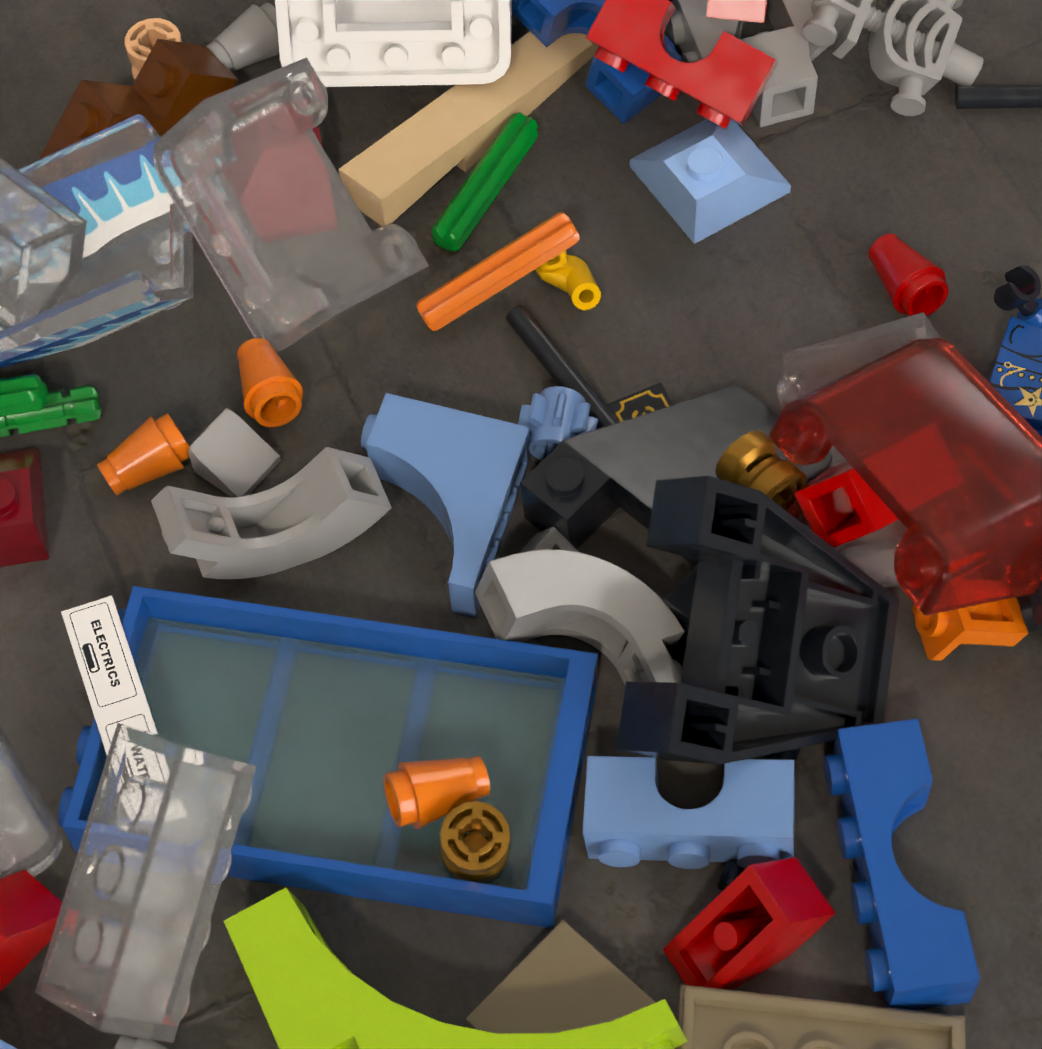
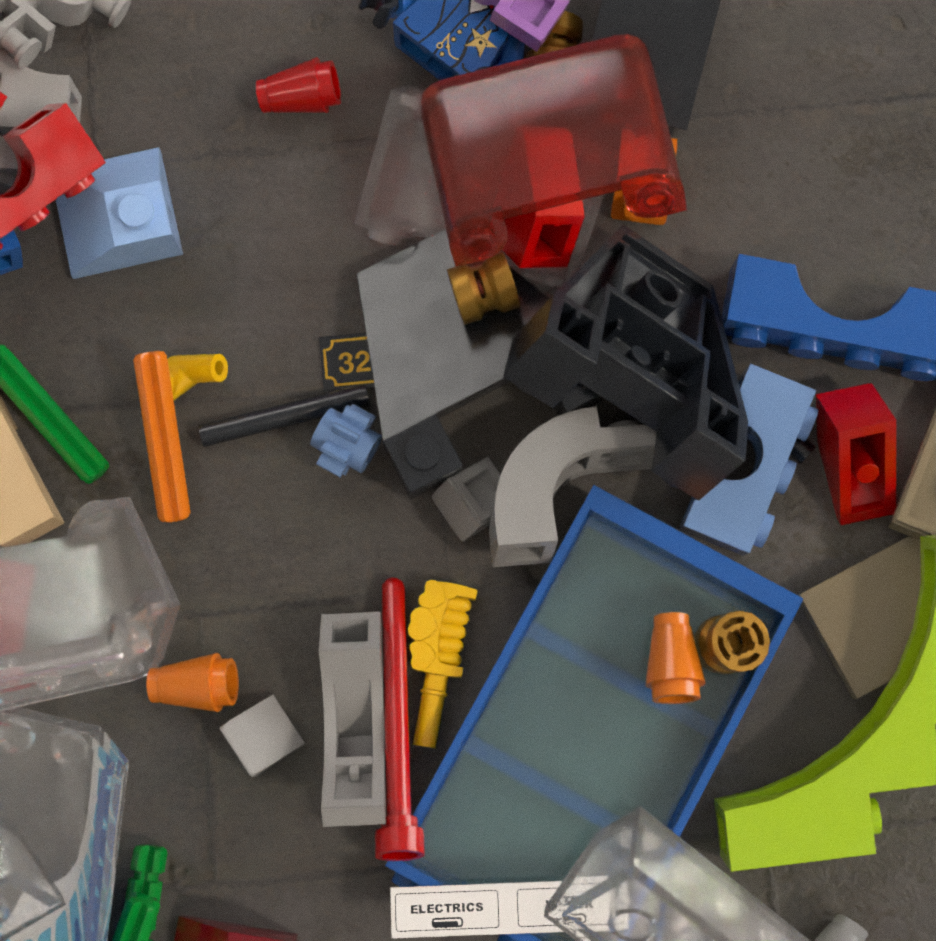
camera: 75 degrees left, 20 degrees up
(145, 455) = (231, 813): orange cone -> none
(166, 578) = (400, 836): none -> red piece
(389, 578) = (436, 637): none -> yellow piece
(461, 469) = (362, 536): medium blue arch -> none

